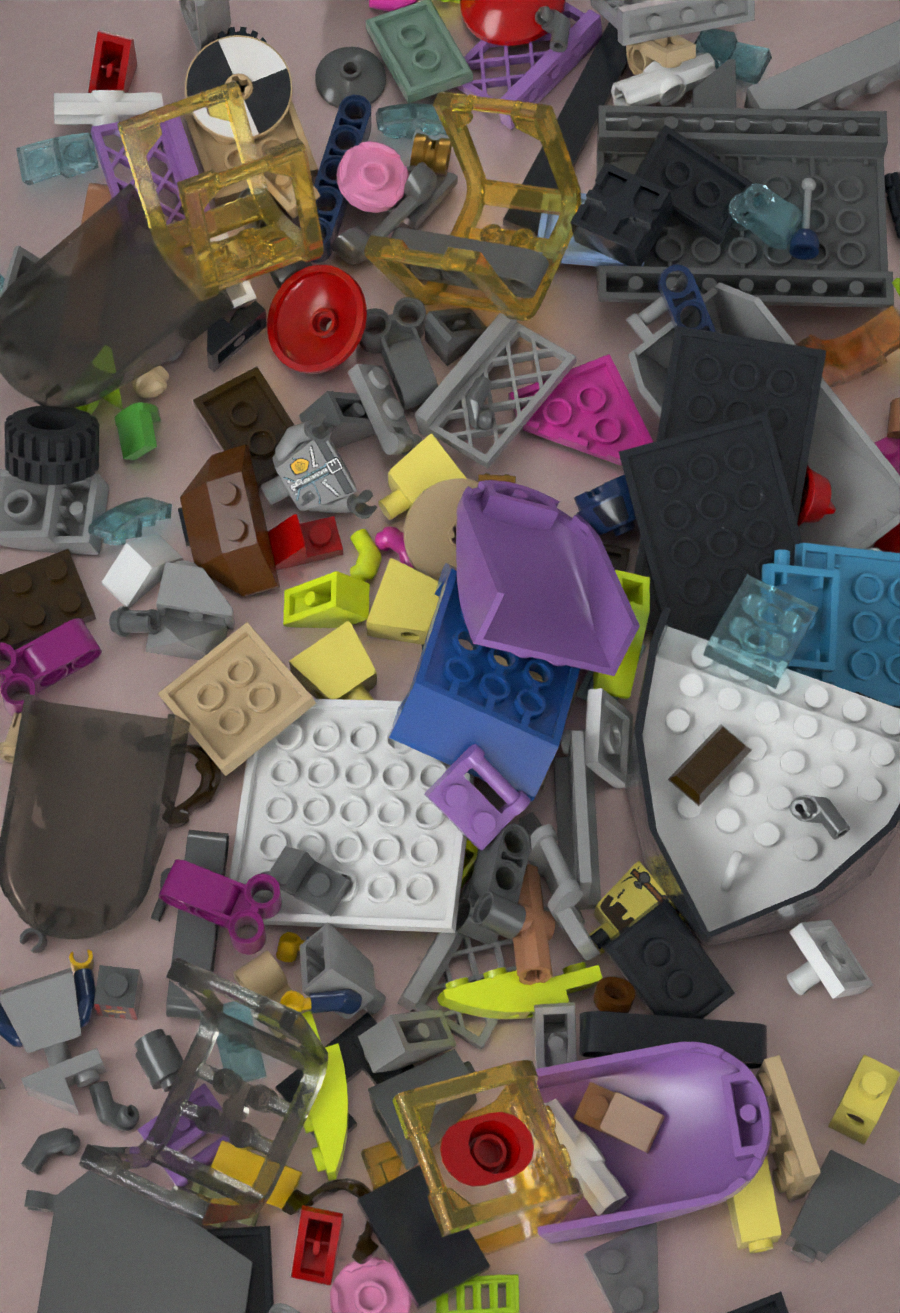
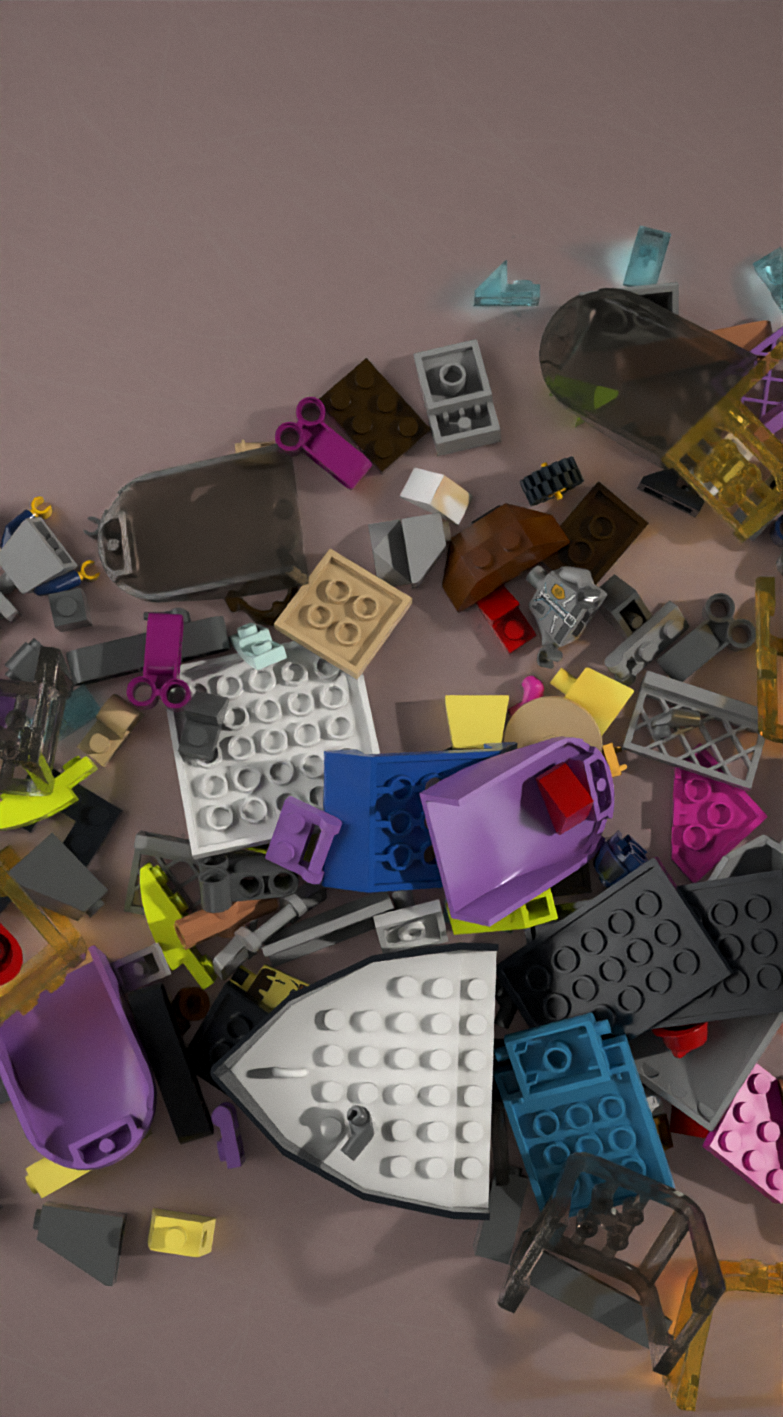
camera: 75 degrees right, 15 degrees up
(51, 445) = (507, 381): black tyre -> none
(127, 621) = (384, 501): dark grey pin -> none
(128, 518) = (466, 465): clear light blue slope -> none
(137, 429) = (555, 445): bright green tile -> none
(151, 383) = (602, 443): tan plate -> none
(175, 441) = (551, 481): none -> black wheel
(240, 799) = (256, 646): none -> light aqua slope
(304, 309) = (697, 547): red dish -> none
(326, 602) = (455, 656): neon yellow slope -> none
(332, 974) = (133, 774): light grey torso -> none
(336, 667) = (398, 687): light yellow torso -> none
(369, 556) = (509, 677): neon yellow arm -> none
(406, 1040) = (100, 850): light grey slope -> none
(452, 332) = (739, 677): dark grey slope -> none
(522, 528) = (564, 797): none -> red slope
(587, 1164) = (49, 1019): white piece -> none
(619, 1117) = (90, 1039): medium nougat slope -> none
(709, 765) = (373, 1026): dark brown tile -> none
(761, 631) = (516, 1031): clear light blue plate -> none
(773, 1000) = (231, 1144): none -> medium lavender plate
(789, 1140) = (118, 1174): tan plate -> none
(828, 961) = (275, 1176): white tile -> none

